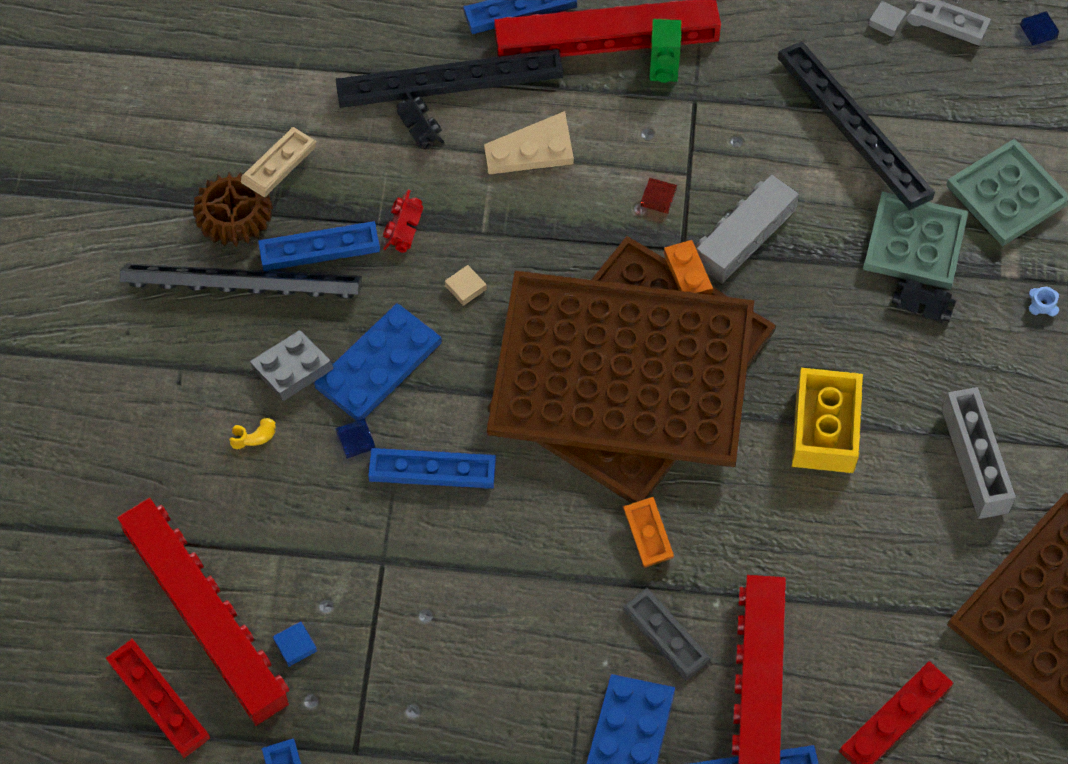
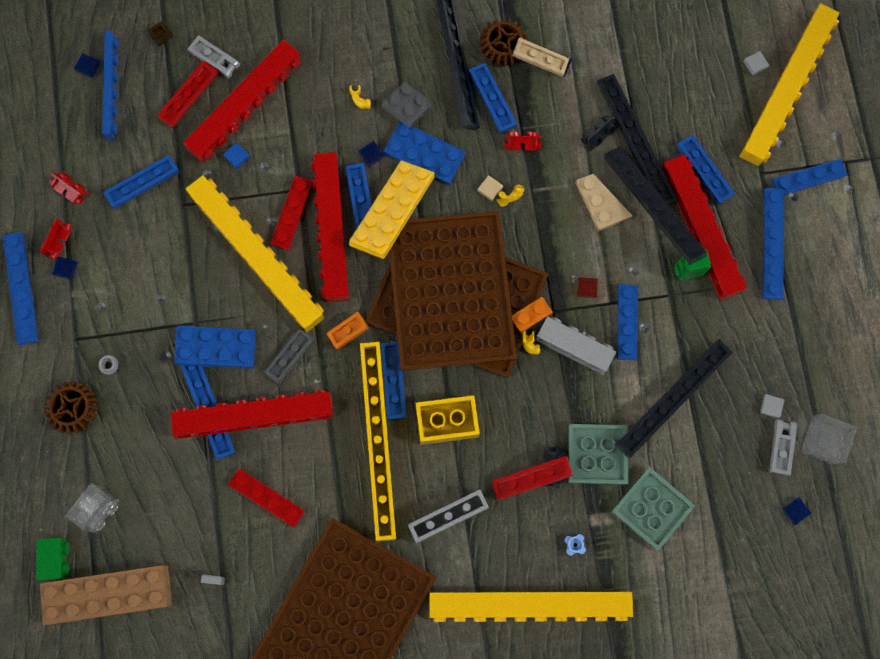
camera: 70 degrees right, 15 degrees up
(23, 725) = (160, 33): none -> dark brown tile
(102, 640) = (213, 56): none -> light grey plate
(423, 578) = (291, 213): none -> red plate
(466, 520) = (331, 227): none -> red brick
(469, 416) = (392, 209): none -> yellow plate
(476, 647) = (255, 253): none -> yellow brick
(487, 255) = (515, 195): none -> yellow arm
(562, 71) = (655, 206): none -> black plate
(722, 157) = (627, 322): none -> blue plate
(729, 283) = (528, 344): none -> yellow arm
(744, 486) = (393, 381): none -> blue plate
(842, 524) = (378, 442): none -> yellow brick
(940, 325) = (532, 478): none -> red plate

